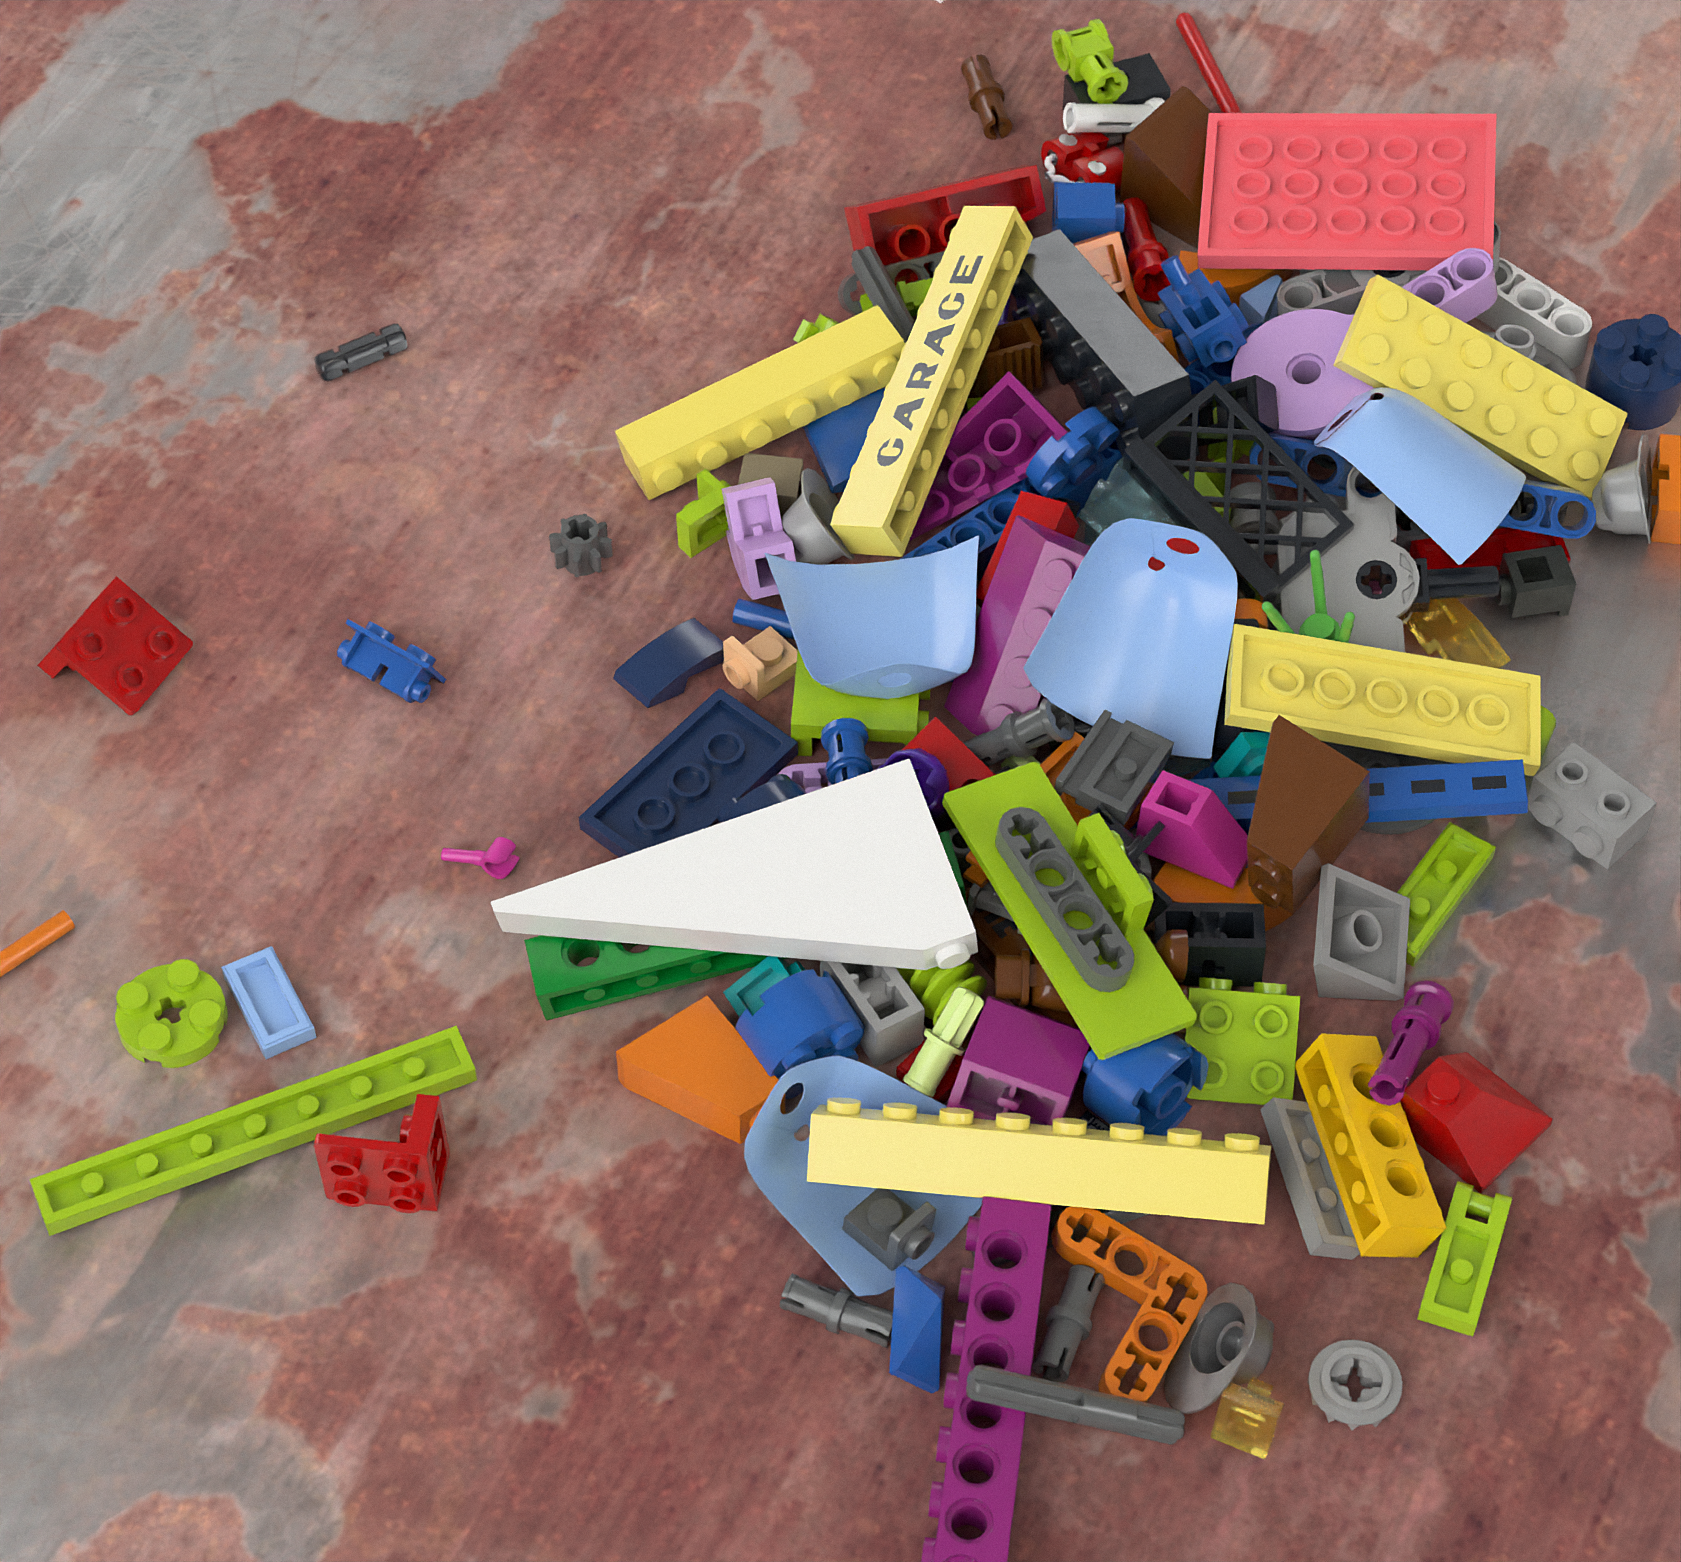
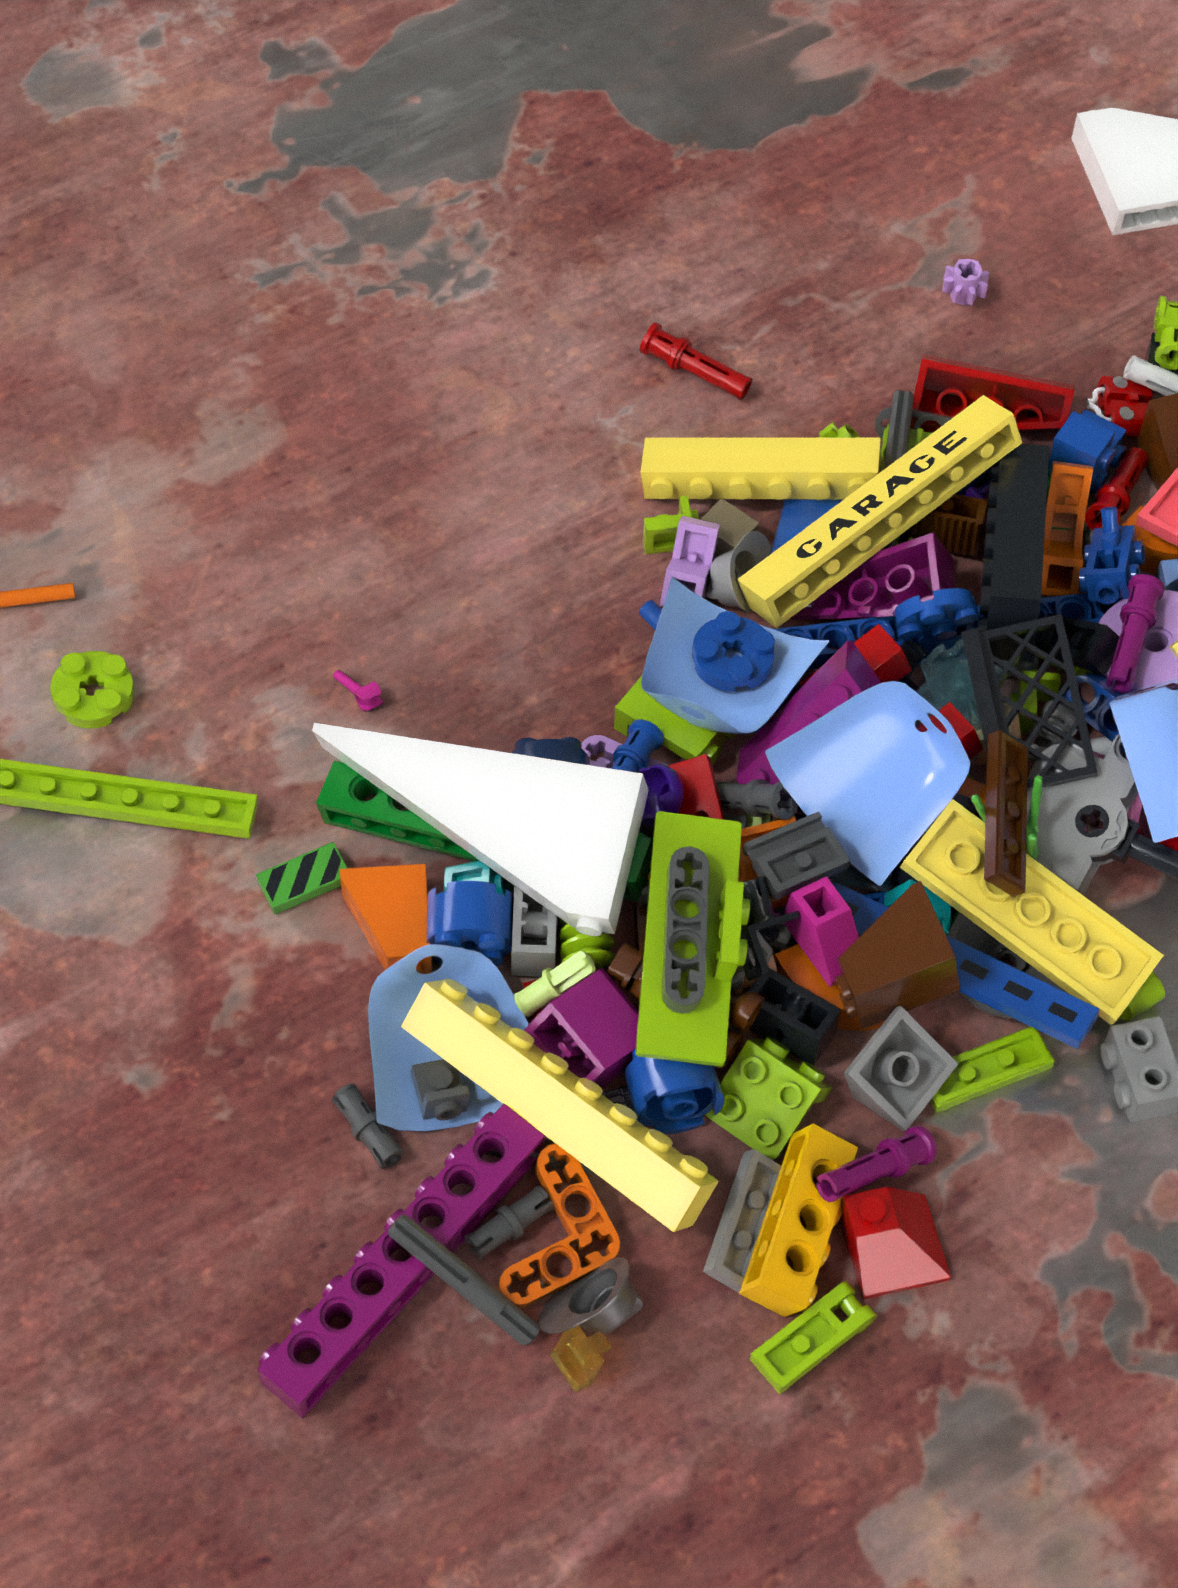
camera: 30 degrees right, 5 degrees up
(120, 647) = (226, 424): red bracket -> none
(268, 1002) = (157, 713): light blue tile -> none
(360, 352) = (524, 296): black axle -> none
(389, 1173) = (156, 877): red bracket -> none
(407, 670) = (401, 533): blue hinge -> none
(569, 1089) = (302, 878): none -> bright green tile
(580, 330) = (680, 354): none -> red pin
(581, 545) = (571, 507): dark grey gear -> none
(667, 662) = (567, 620): dark blue slope -> none
(689, 776) = (533, 704): dark blue plate -> none
(759, 663) = (628, 651): light nougat bracket -> none
(830, 115) = (965, 281): none -> lavender gear
(884, 578) = (737, 633): none -> blue plate
(917, 1329) = (407, 1167): blue slope -> none
(986, 97) = (1091, 321): reddish brown pin -> none
(1277, 355) = (1137, 618): none -> magenta pin
(1301, 609) = (1006, 813): none -> reddish brown tile
(1375, 1371) = (668, 1358): light grey gear -> none
(1456, 634) = (1140, 897): clear yellow slope -> none

